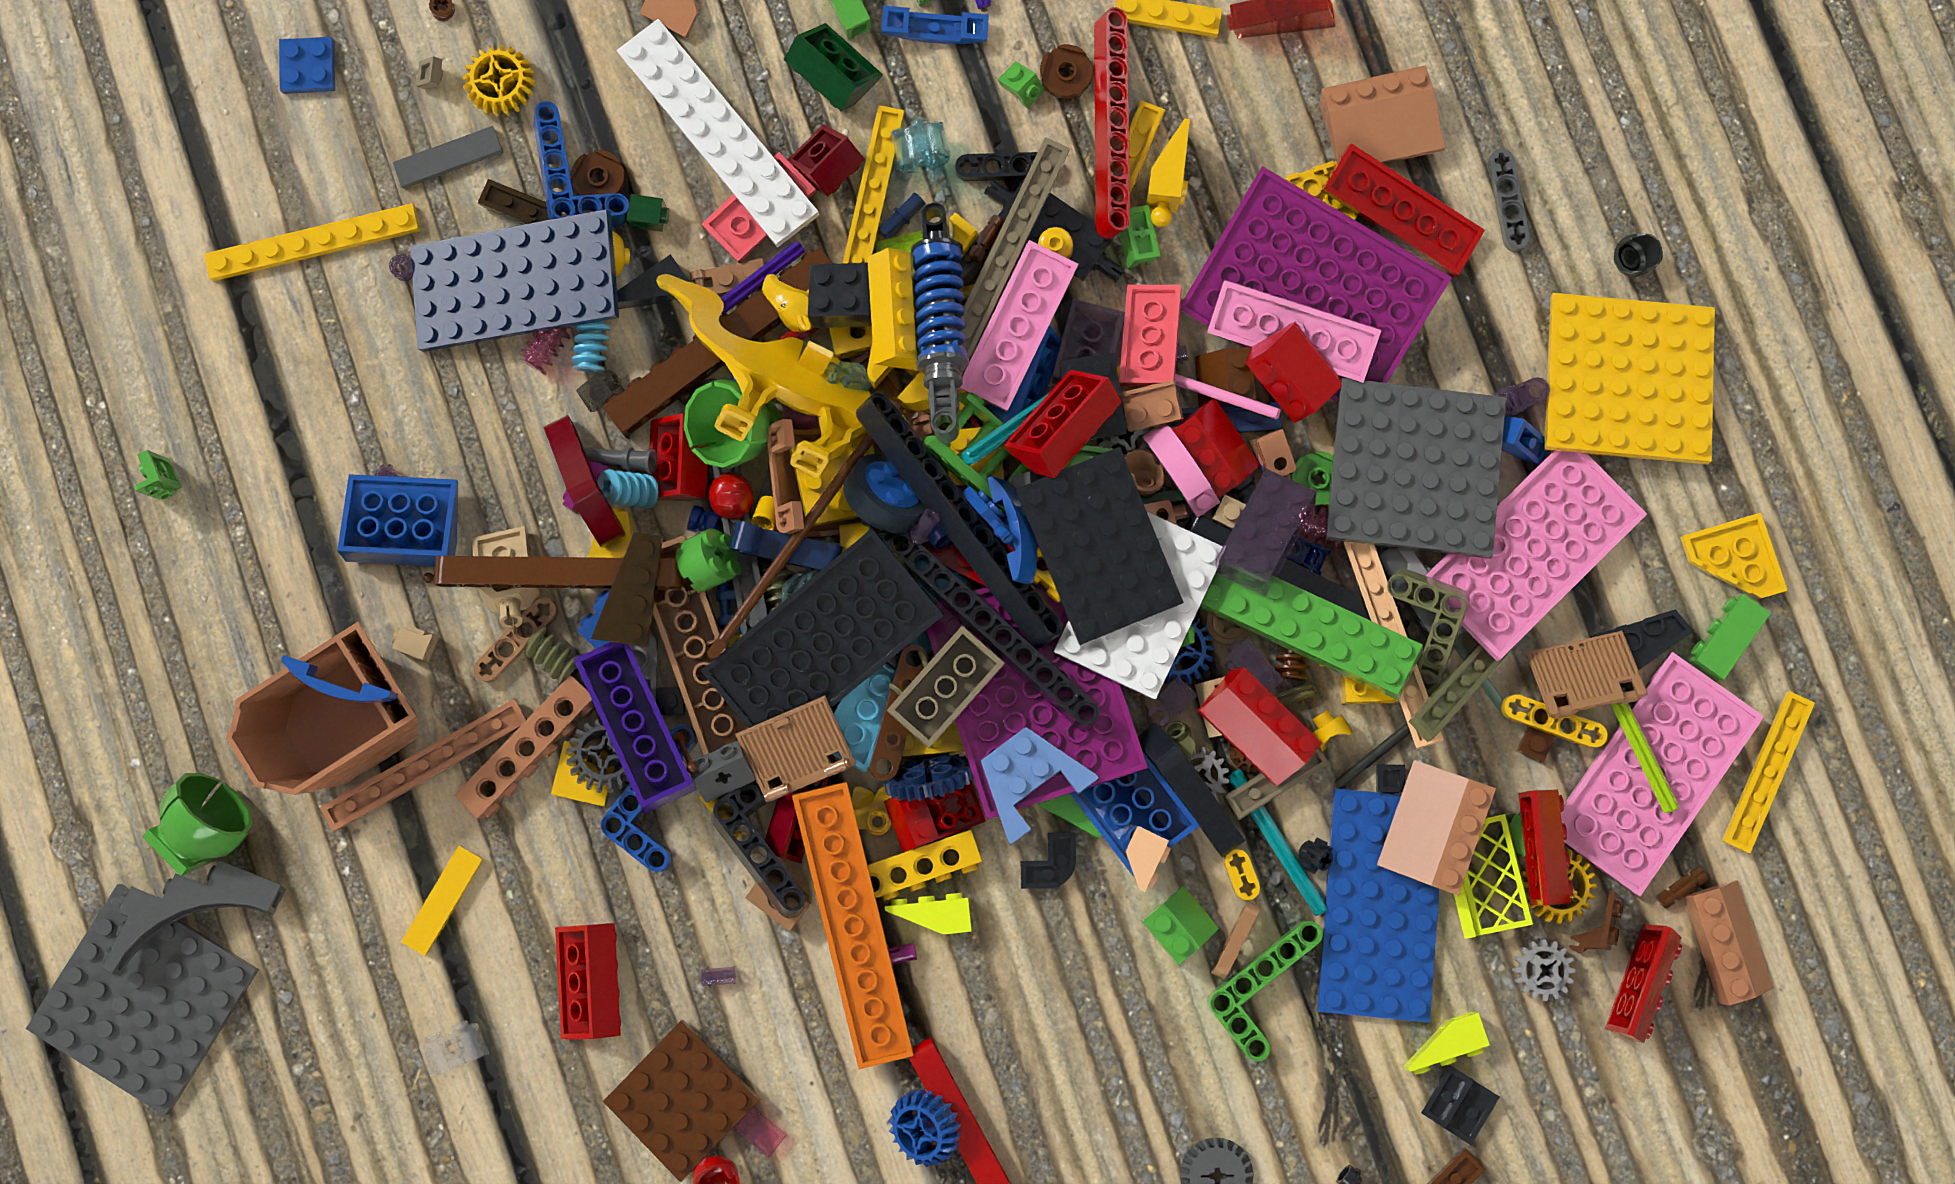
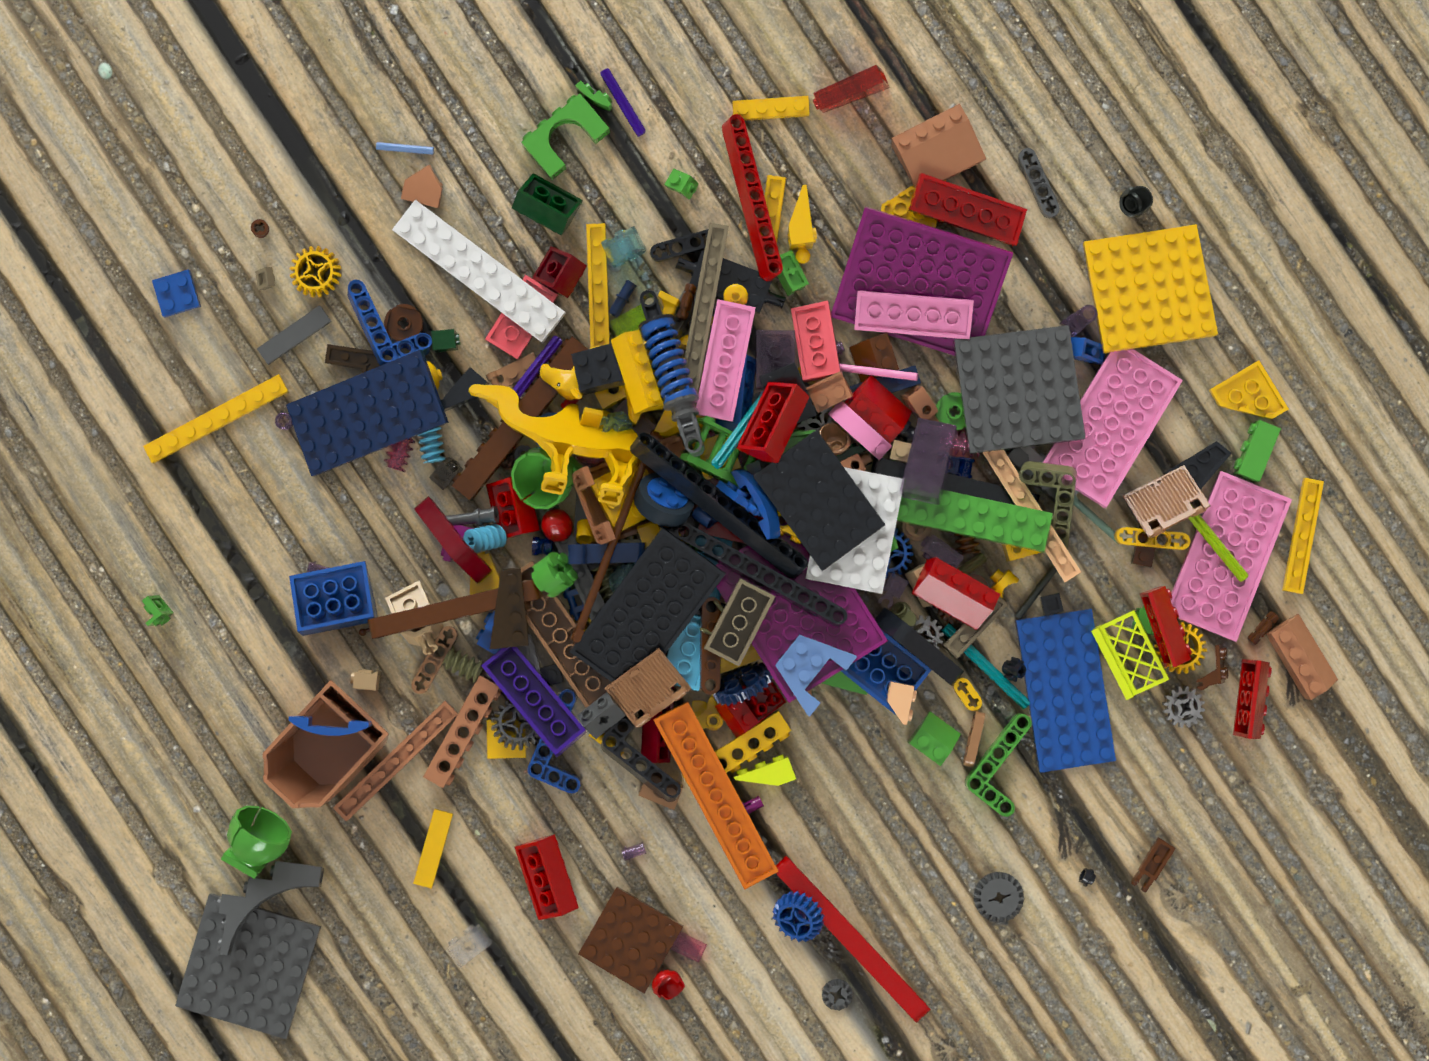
camera: 25 degrees left, 5 degrees up
(679, 738) = (566, 700): reddish brown hinge -> none
(921, 530) = (695, 519): clear purple pin -> none
(934, 27) = (611, 158): blue slope -> none
(1056, 869) = (841, 723): black plate -> none
(1079, 65) = (707, 178): reddish brown plate -> none
(1293, 372) = (920, 344): red slope -> none
(1436, 827) = (1090, 631): slope -> none
(1453, 1038) = (1135, 766): neon yellow slope -> none
(1454, 692) = (1080, 538): olive plate -> none
(1460, 1105) = (1149, 810): black slope -> none

